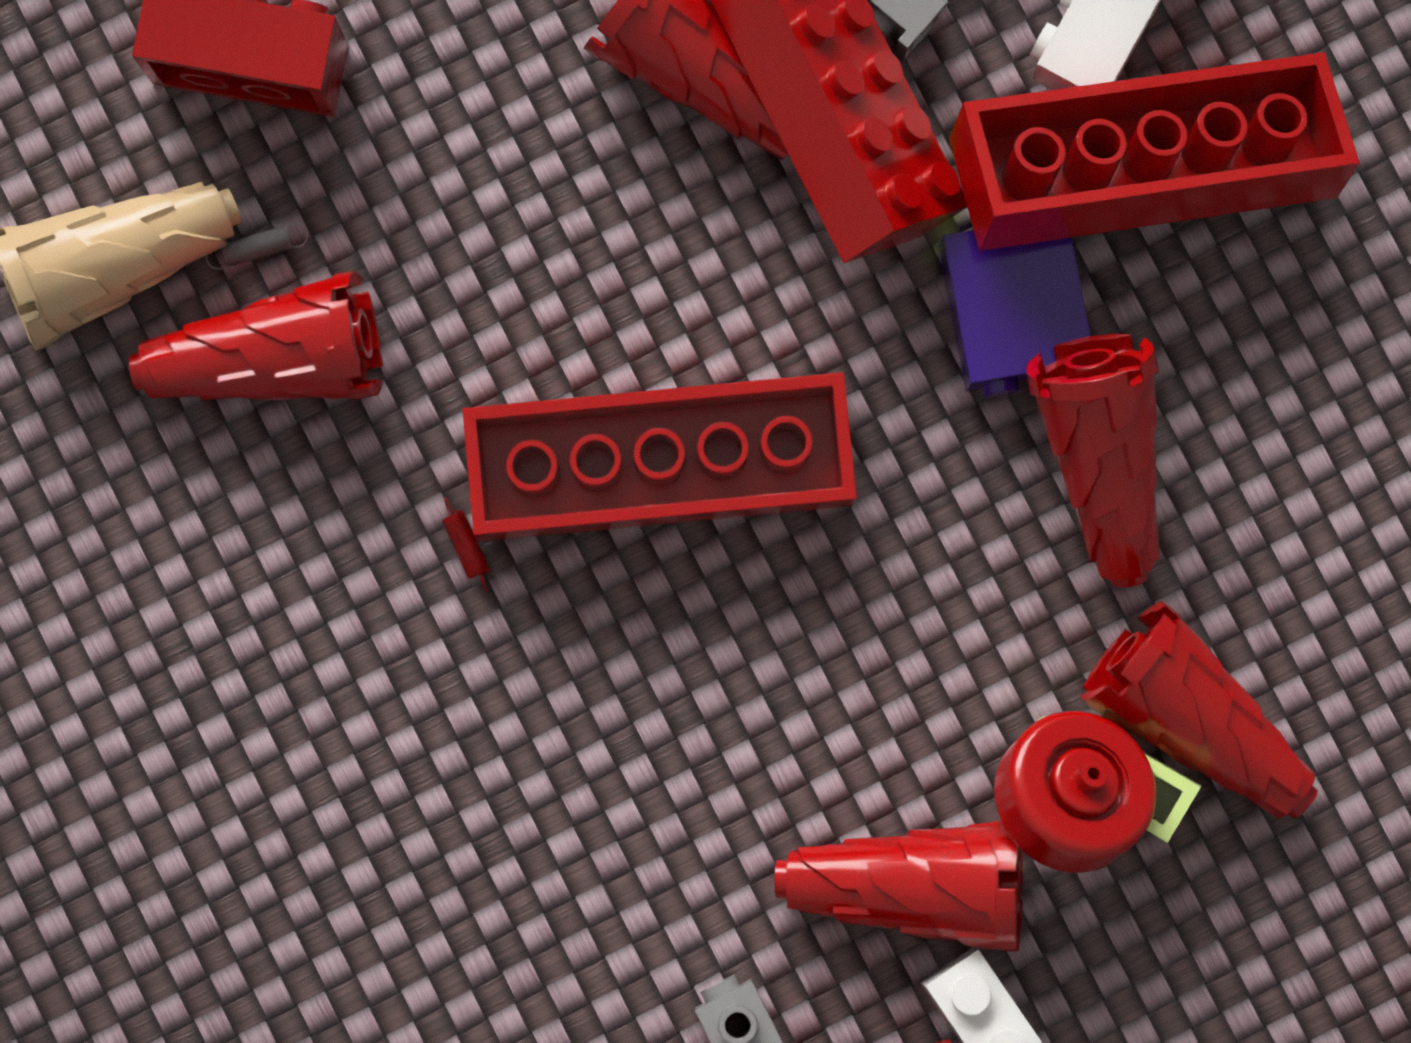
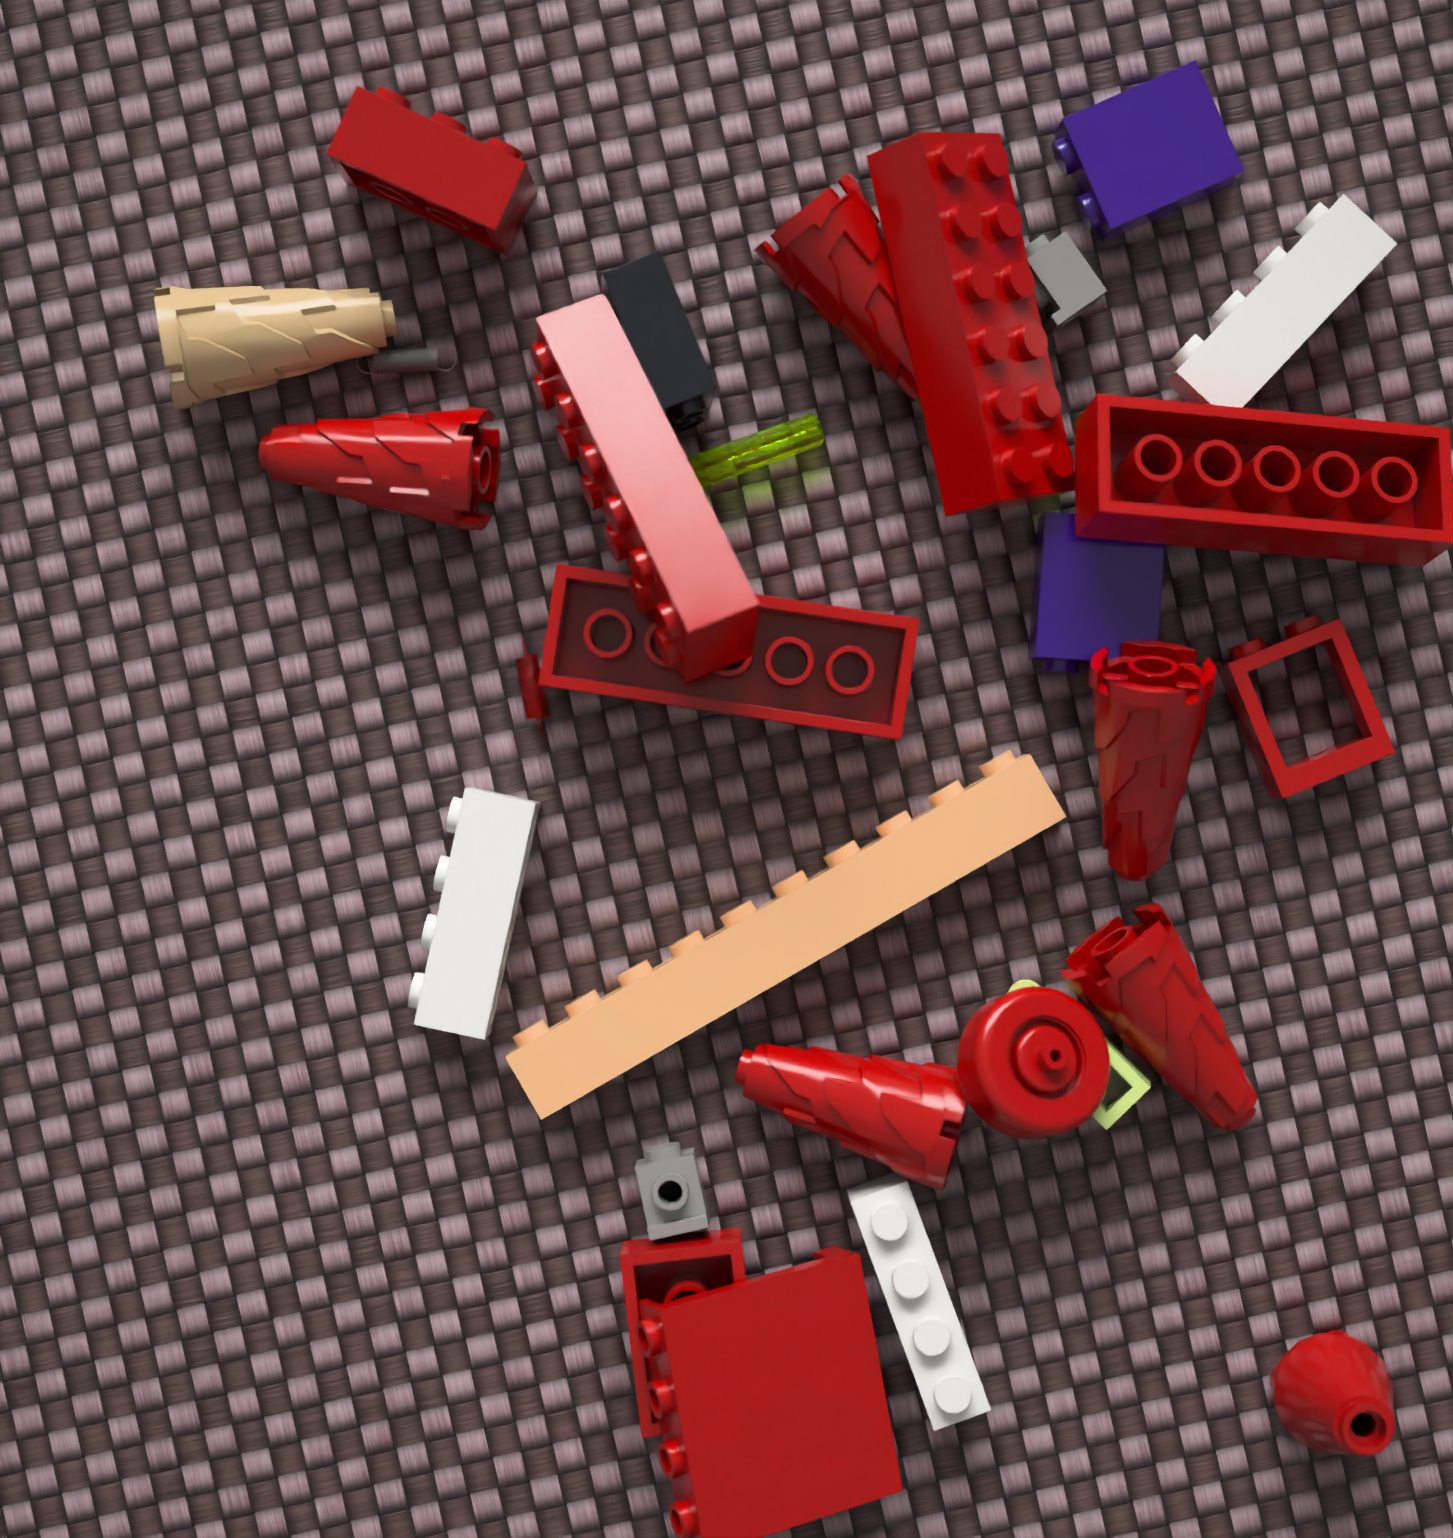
camera: 15 degrees right, 5 degrees up
(465, 788) = (475, 912): none -> white brick
(510, 164) = (661, 338): none -> black window
(533, 310) = (644, 489): none -> brick
(619, 259) = (757, 450): none -> clear neon green axle
(787, 732) = (784, 934): none -> light nougat brick
(1234, 295) = (1288, 780): none -> red window

